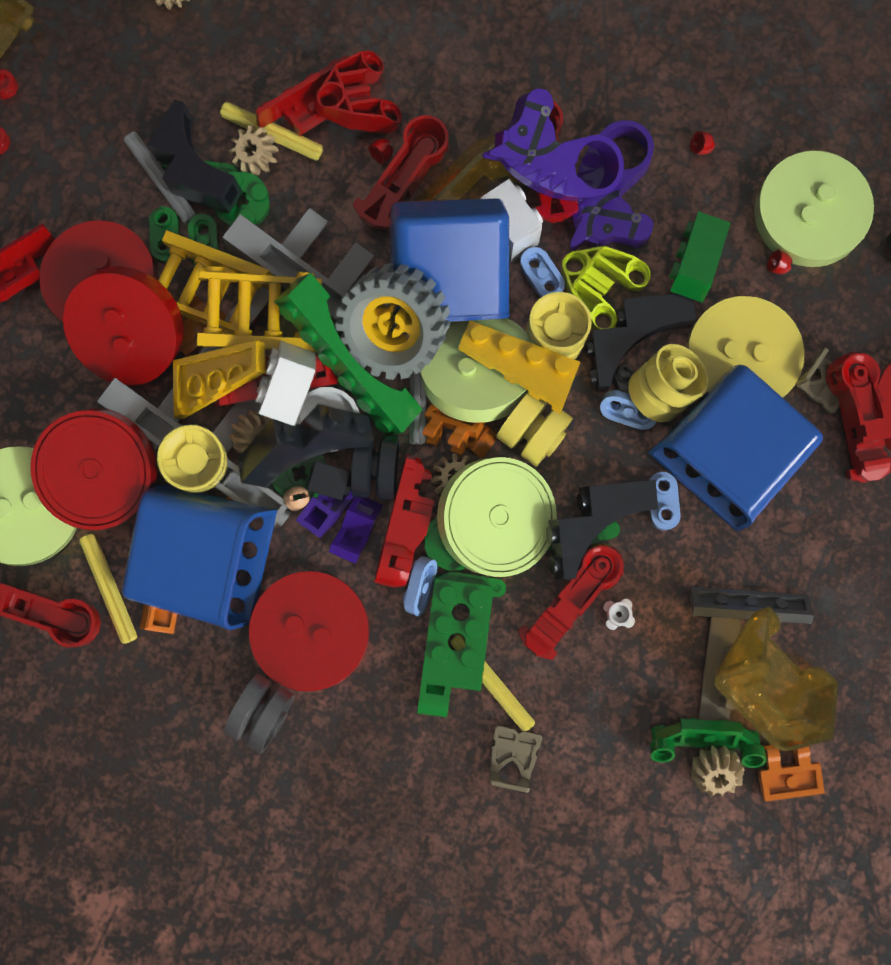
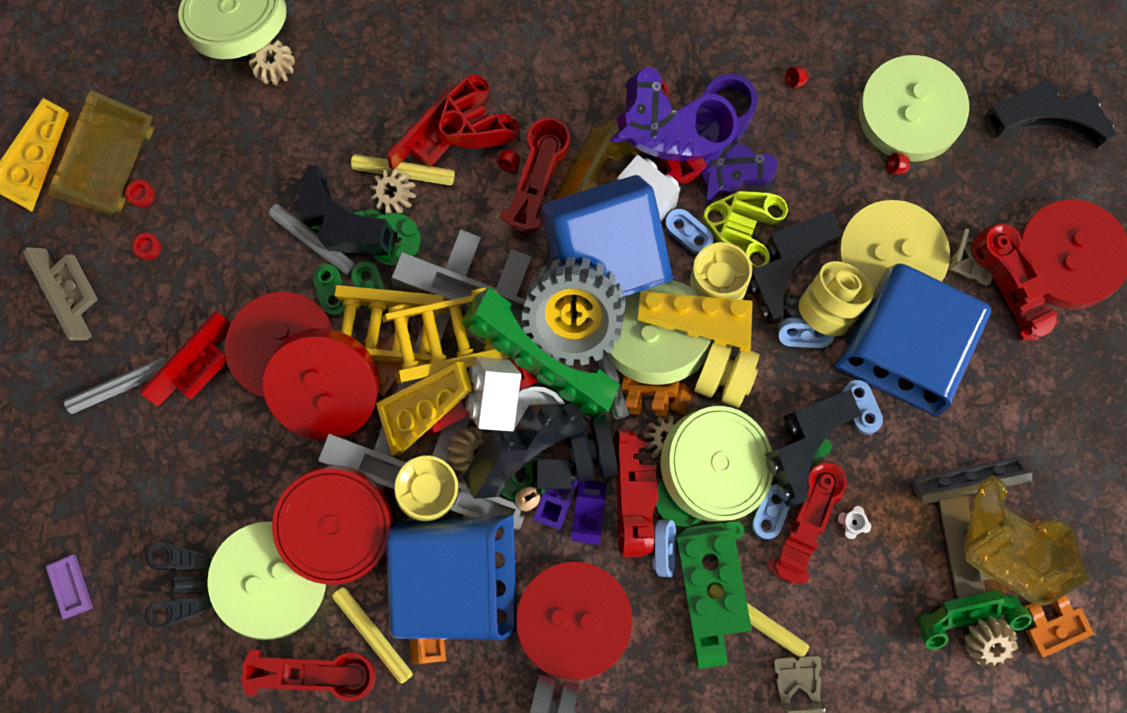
camera: 15 degrees left, 5 degrees down
(538, 581) = (772, 513): none -> light blue plate
(698, 256) = (826, 178): green brick -> none

